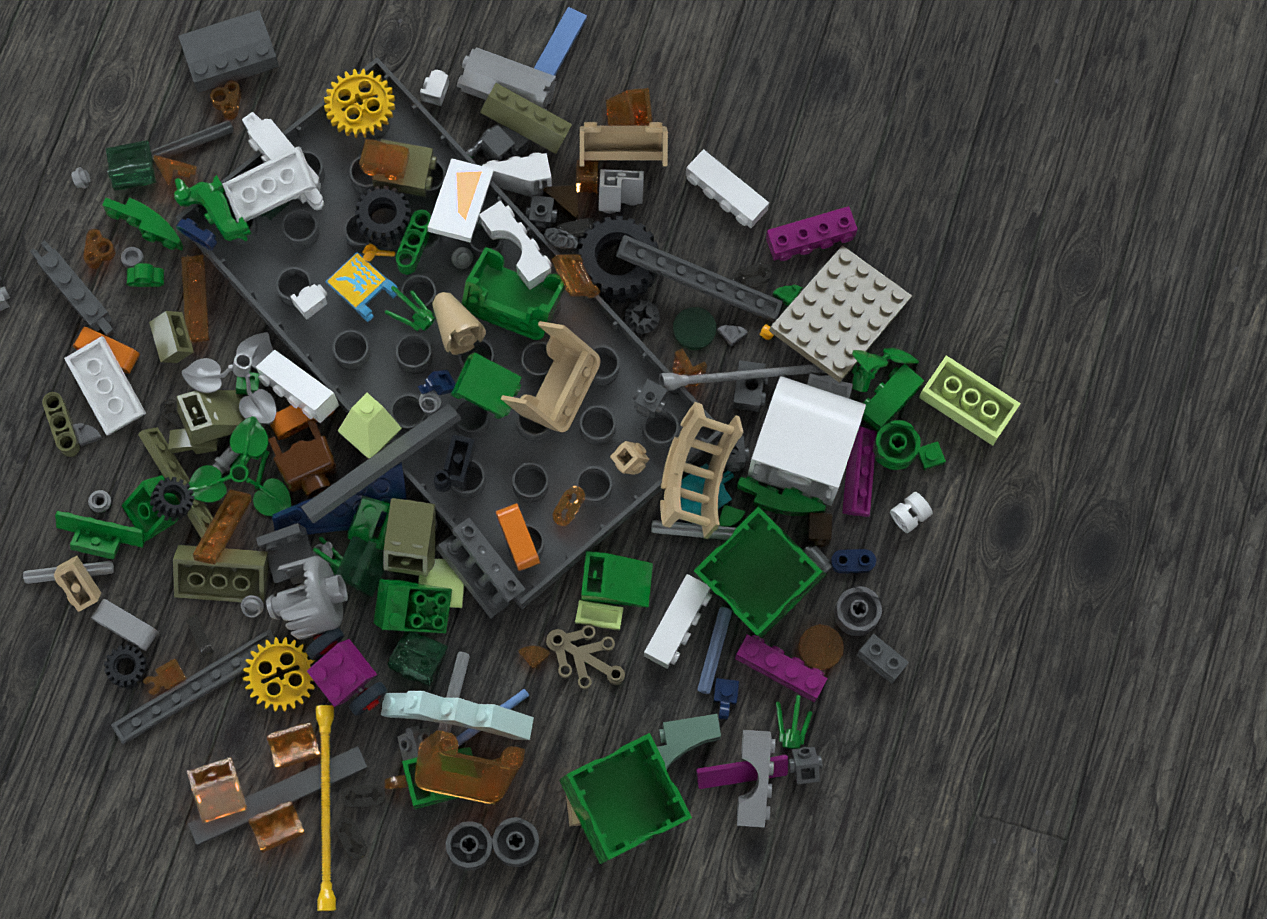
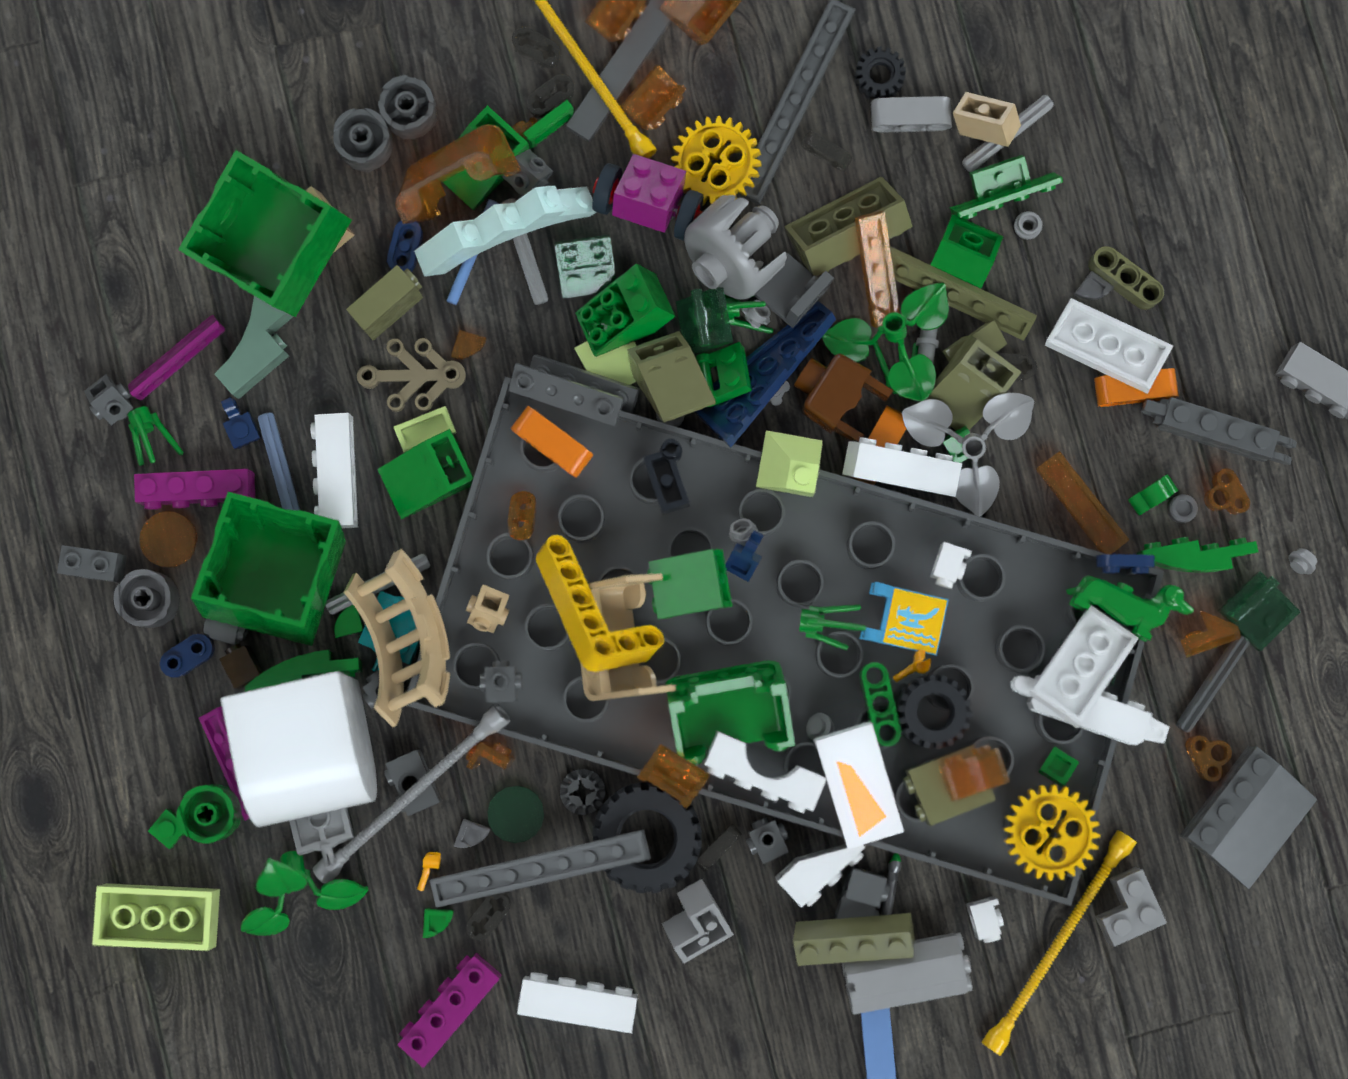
camera: 155 degrees right, 10 degrees up
(168, 675) = (831, 91): clear orange plate -> none
(171, 337) = (1076, 442): olive brick -> none
(177, 489) = (953, 243): black tyre -> none
(252, 606) = (793, 213): light grey plate -> none
(326, 143) = (1058, 767): none -> green plate
(341, 35) = (1137, 912): none -> light grey brick
(377, 773) = (549, 124): none -> green tile
(381, 463) = (750, 433): dark grey tile -> none
(456, 324) = (771, 636): tan cone -> none
(473, 17) = (999, 1036): none -> yellow hose
(536, 751) = (403, 247): none -> dark blue plate
(561, 238) = (722, 817): dark grey gear -> none
(564, 199) = (752, 874): dark brown slope -> none
(569, 408) = (582, 618): none -> yellow beam
(571, 712) = (386, 301): none -> olive brick
(587, 176) = (747, 922): clear orange slope -> none
(623, 142) = (723, 980): tan windscreen -> none
(629, 108) = (742, 1024): clear orange slope -> none
(752, 805) = (141, 325): light grey arch -> none
(840, 313) = (357, 929): plate -> none
(891, 397) = (246, 862): green brick -> none
(917, 508) = (147, 756): white wheel -> none

